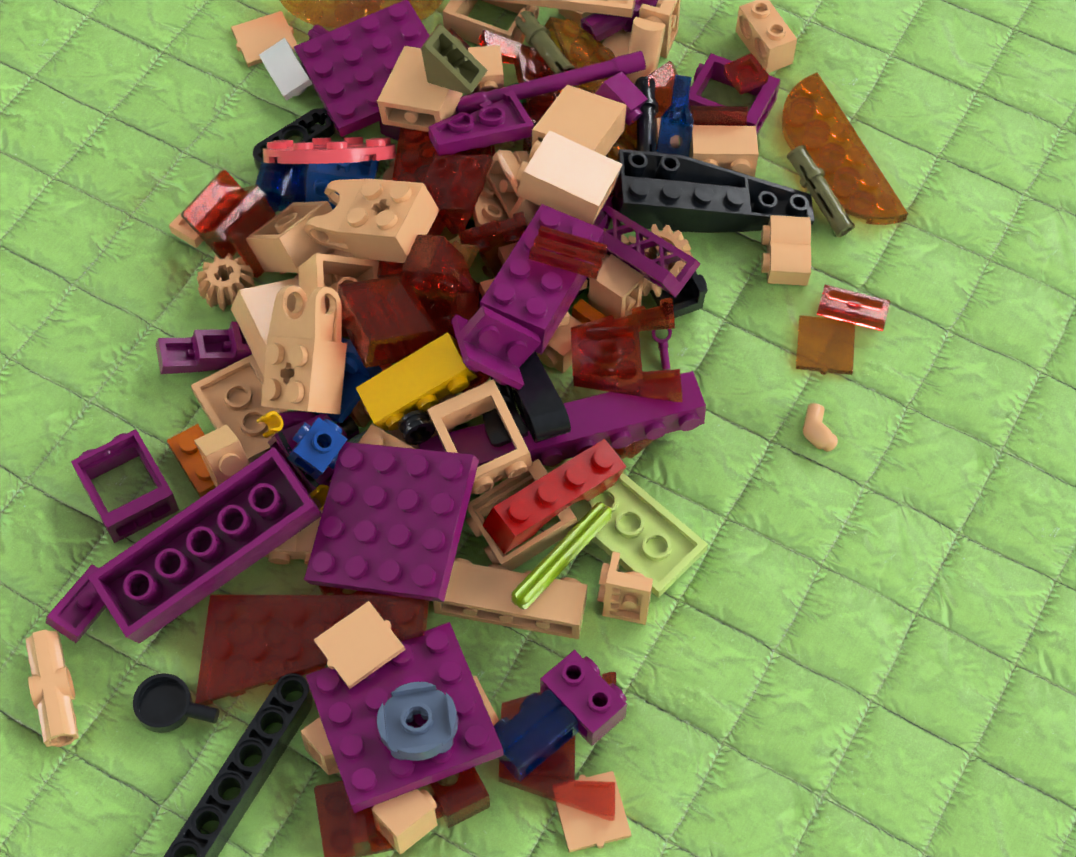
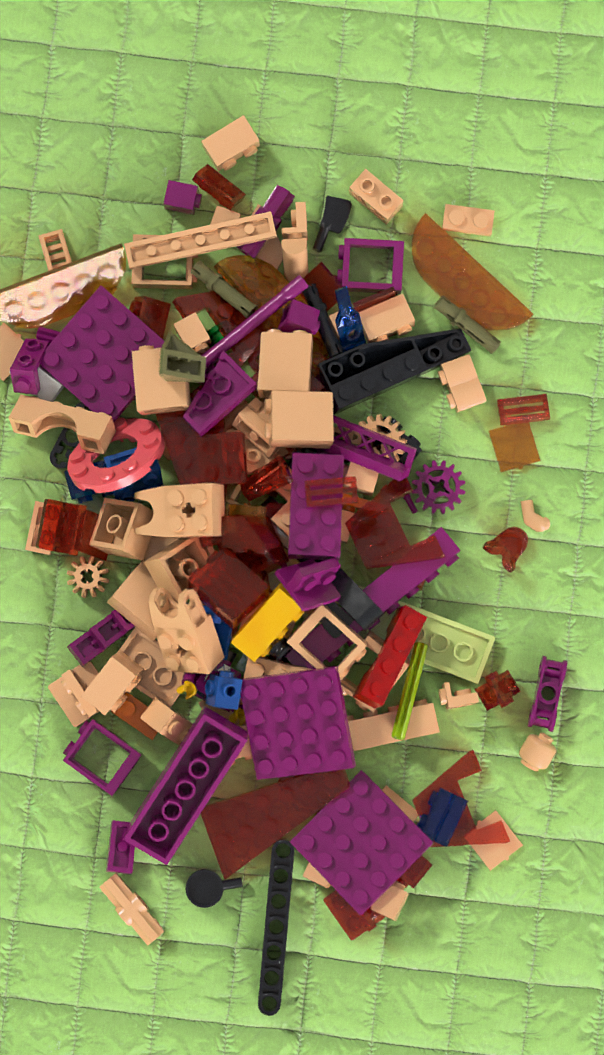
camera: 20 degrees left, 25 degrees up
(143, 402) = (68, 692): none -> light nougat bracket
(183, 388) = (112, 682): none -> light nougat brick
(266, 97) = (34, 416): none -> light nougat arch
(273, 47) = (25, 366): none -> magenta bracket
(359, 644) = (315, 812): light nougat piece -> none
(421, 742) = (363, 847): sand blue plate -> none
(586, 695) = (462, 779): magenta brick -> none
(682, 607) = (497, 690): none -> clear red brick
(705, 712) = (537, 751): none -> light nougat head
(708, 347) = (448, 494): none -> magenta gear
(709, 40) = (334, 219): none -> black piece
(735, 660) = (540, 706): none -> magenta piece
(745, 74) = (379, 253): clear red plate -> none
(774, 447) = (510, 545): none -> clear red piece
(866, 99) = (468, 220): none -> light nougat plate

